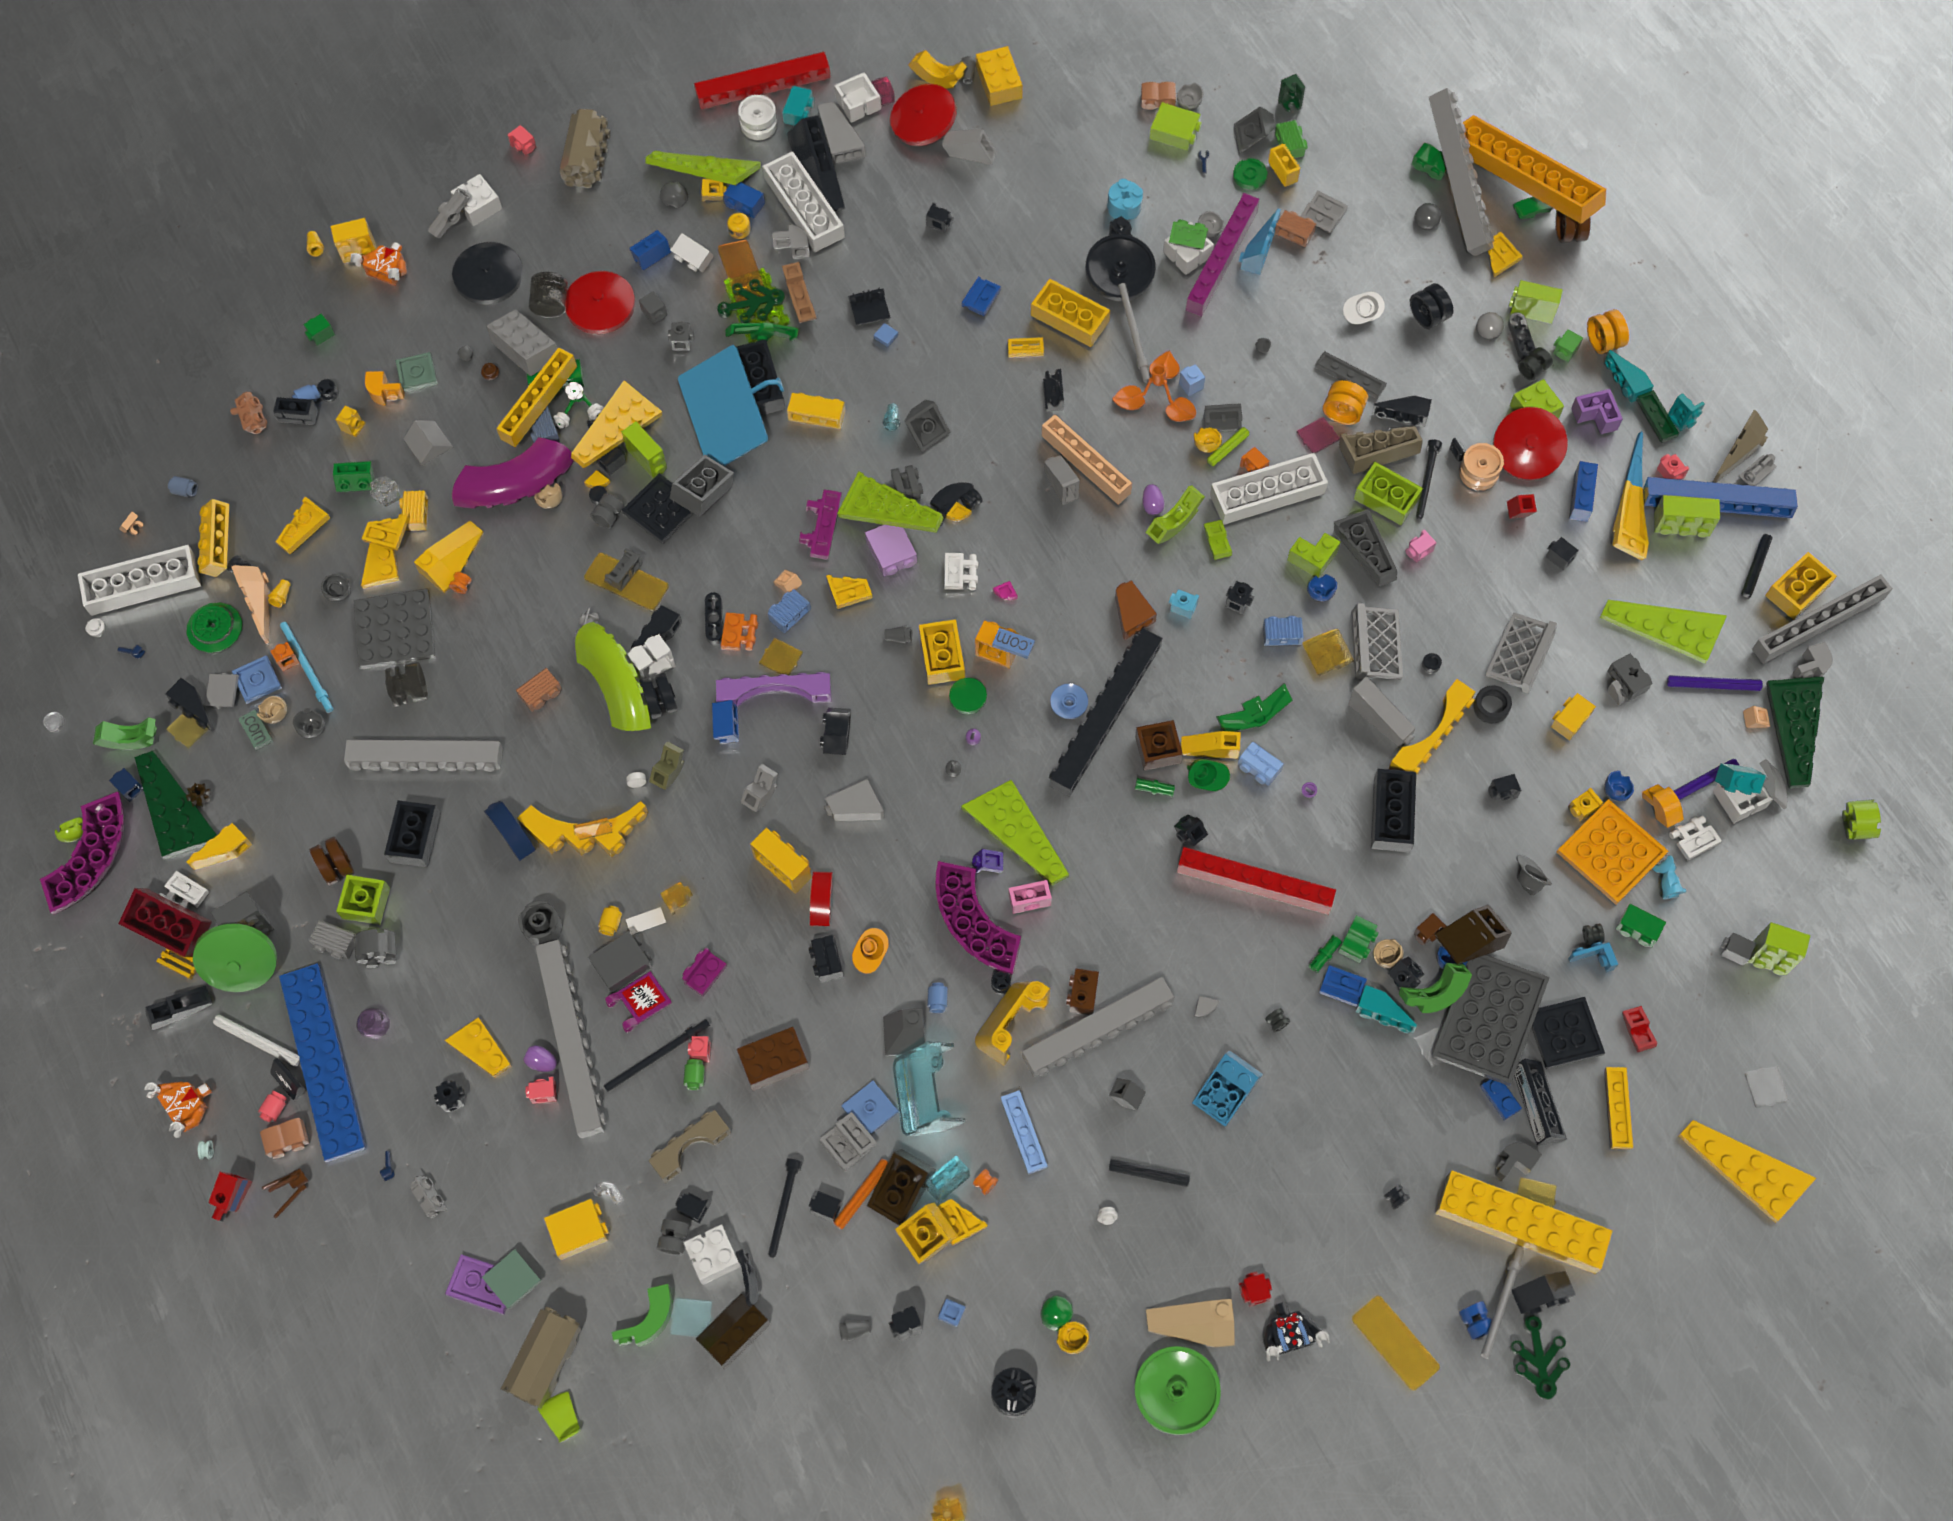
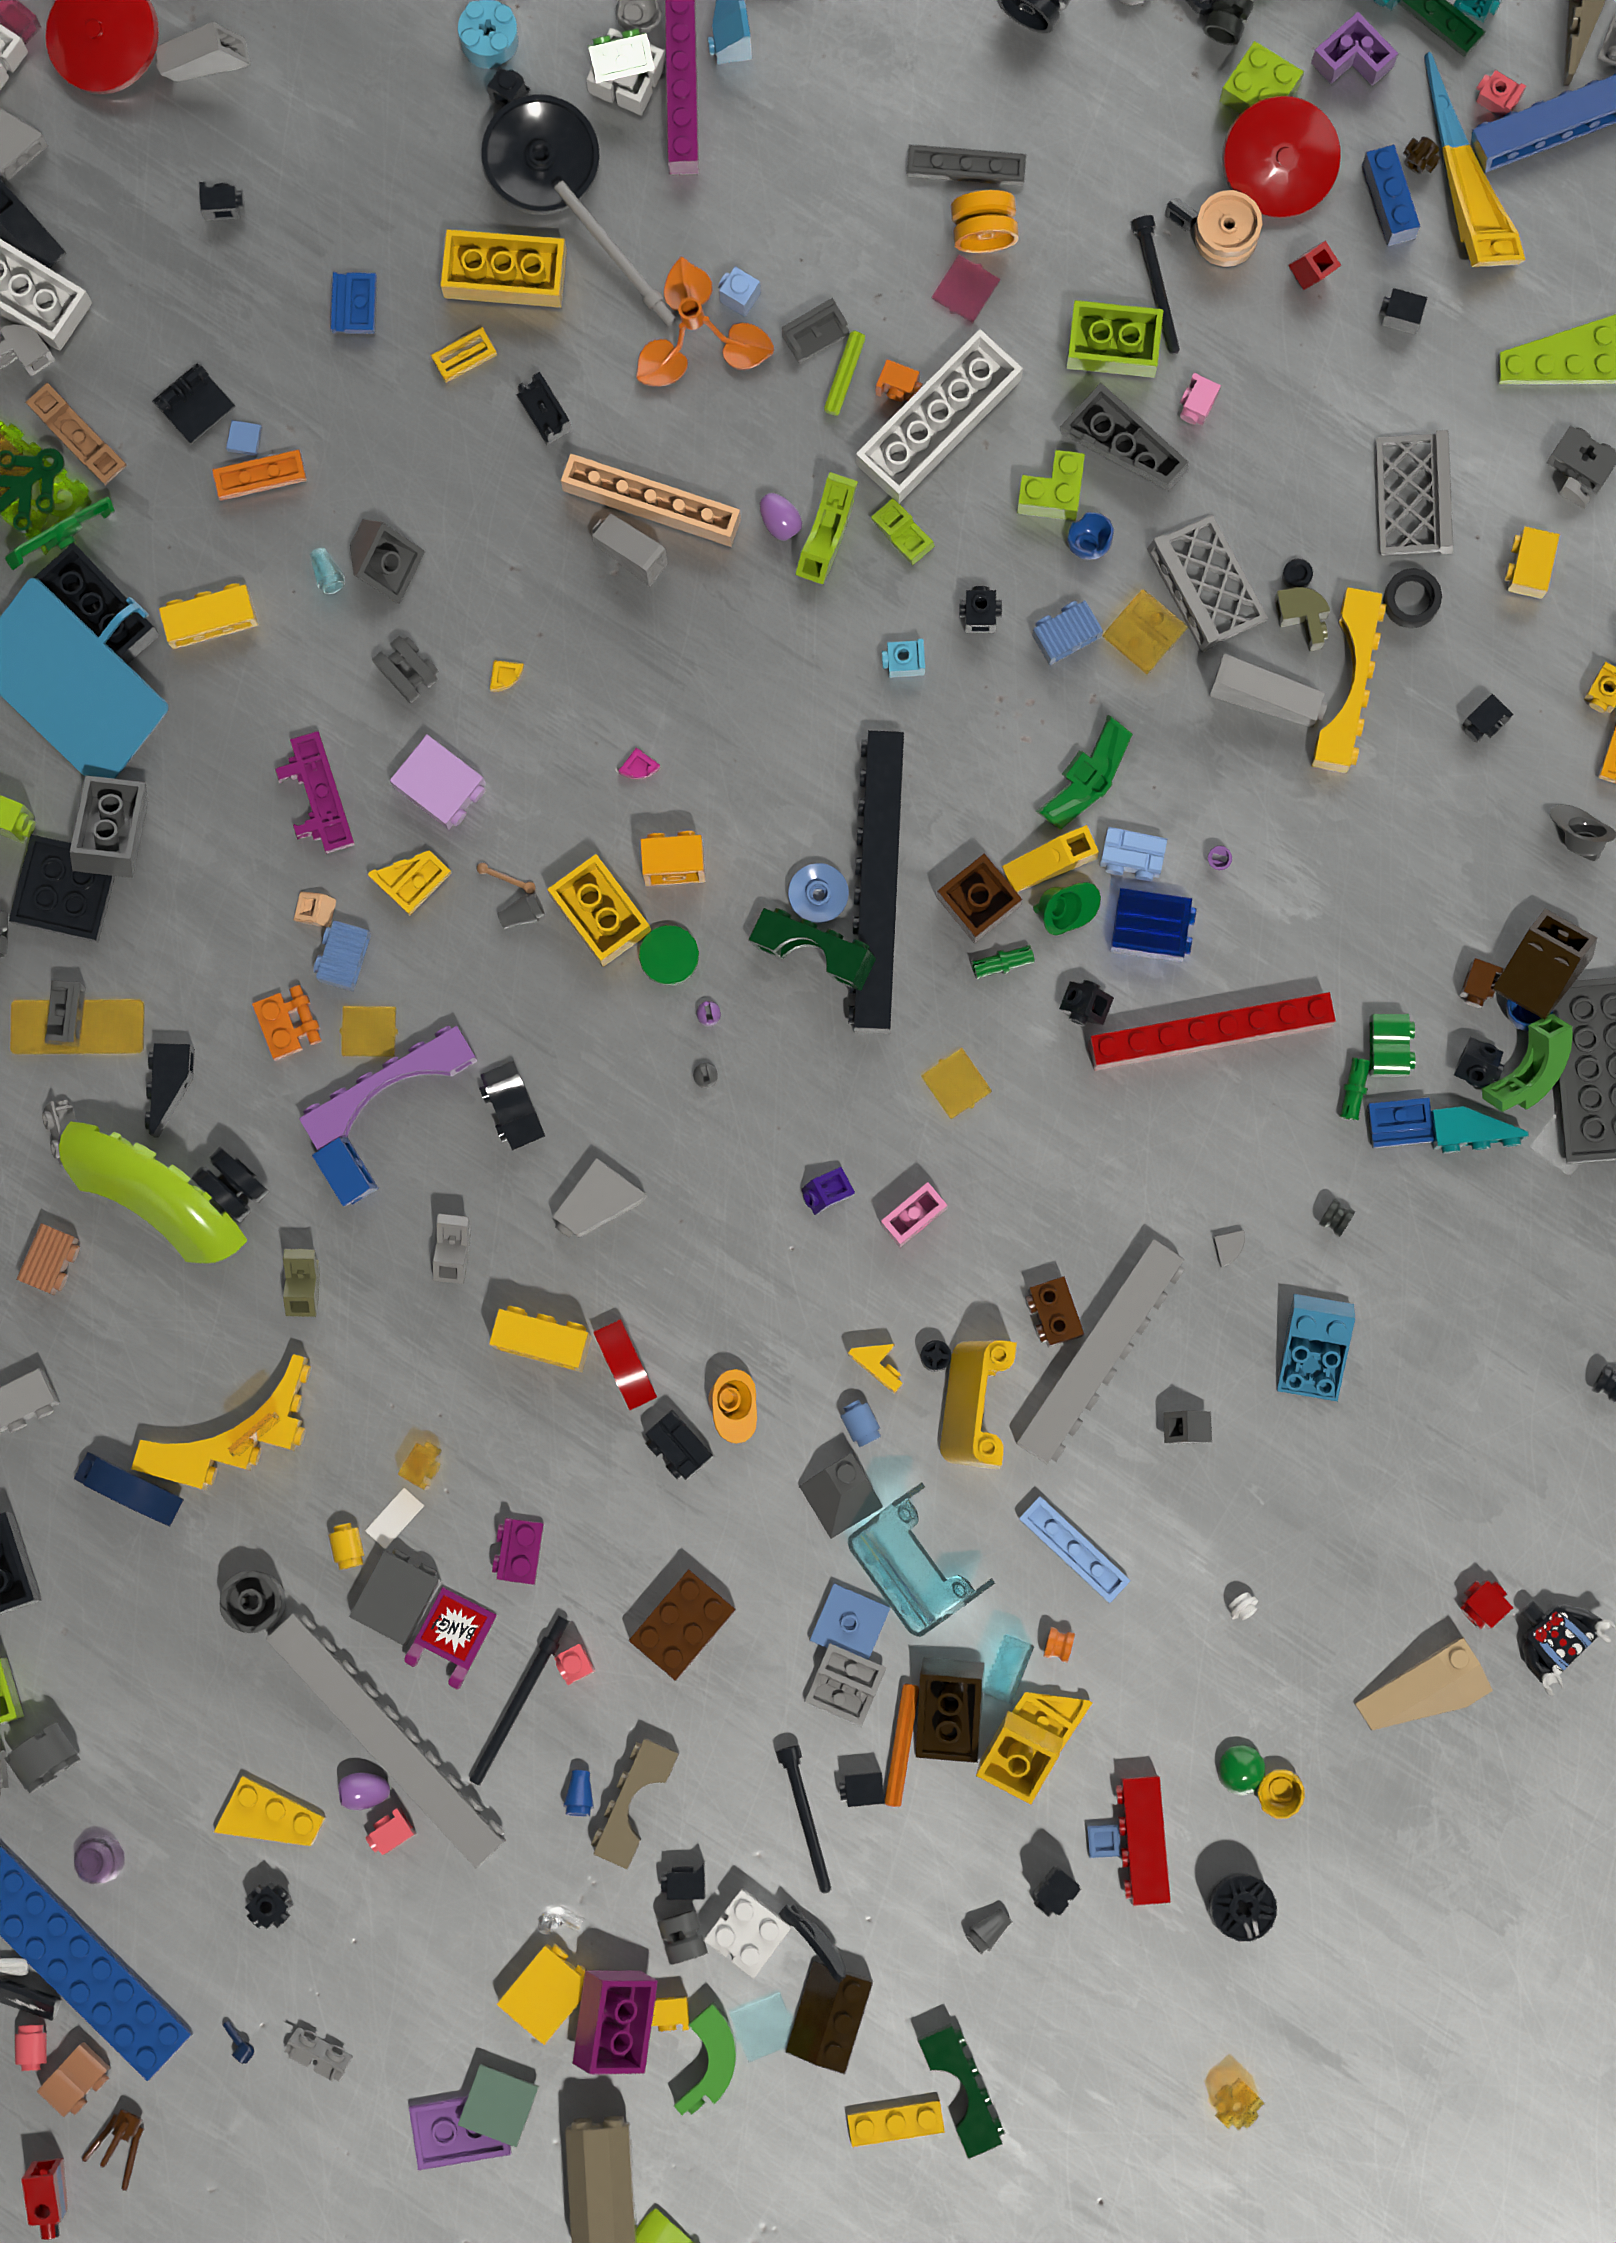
camera: 25 degrees left, 15 degrees up
(605, 1263) = (614, 2022): none -> magenta brick
(636, 779) = (266, 1322): white tile -> none
(640, 1277) = (671, 2012): none -> yellow brick
(651, 658) = (187, 1134): white piece -> none
(659, 1127) = (579, 1795): none -> blue cone
(694, 1074) = (586, 1702): bright green brick -> none
(718, 624) = (234, 997): black beam -> none
(737, 1416) = (895, 2123): none -> yellow plate
(784, 1444) = (945, 2053): none -> dark green arch
(883, 355) = (259, 475): none -> orange plate
(886, 506) = (389, 725): lime wing -> none
(890, 603) = (528, 887): none -> medium nougat hinge
(948, 496) = (477, 660): black piece -> none
(954, 571) = (549, 773): white plate -> none
(964, 965) = (871, 1358): none -> yellow slope
(970, 923) = (849, 1295): magenta brick -> none
(971, 499) = (514, 646): black wheel -> none
(976, 1323) = (1145, 1840): none -> red brick
(1013, 643) = (702, 855): medium blue tile -> none
(1013, 824) = (832, 1116): lime wing -> none
(1036, 712) = (781, 935): none -> dark green arch
(1093, 841) = (956, 1083): none -> clear yellow piece
(1133, 609) = (836, 705): dark orange slope -> none
(1149, 1172) = (1268, 1518): black axle -> none
(1177, 1390) = (1451, 1792): bright green dish -> none
(1207, 439) = (811, 378): yellow hair -> none
(1251, 807) = (1152, 925): none -> clear blue brick
(1263, 344) = (814, 179): dark grey hinge -> none
(1363, 307) = (935, 47): white piece -> none
(1380, 447) = (1062, 274): dark tan wedge -> none
(1388, 953) = (1440, 1046): tan hair -> none
(1393, 810) = (1351, 831): black brick -> none
(1406, 409) = (1081, 183): black slope -> none
(1427, 680) = (1306, 607): none -> olive brick
(1611, 479) = (1421, 155): none -> dark brown gear
(1686, 516) = (1555, 166): lime brick -> none

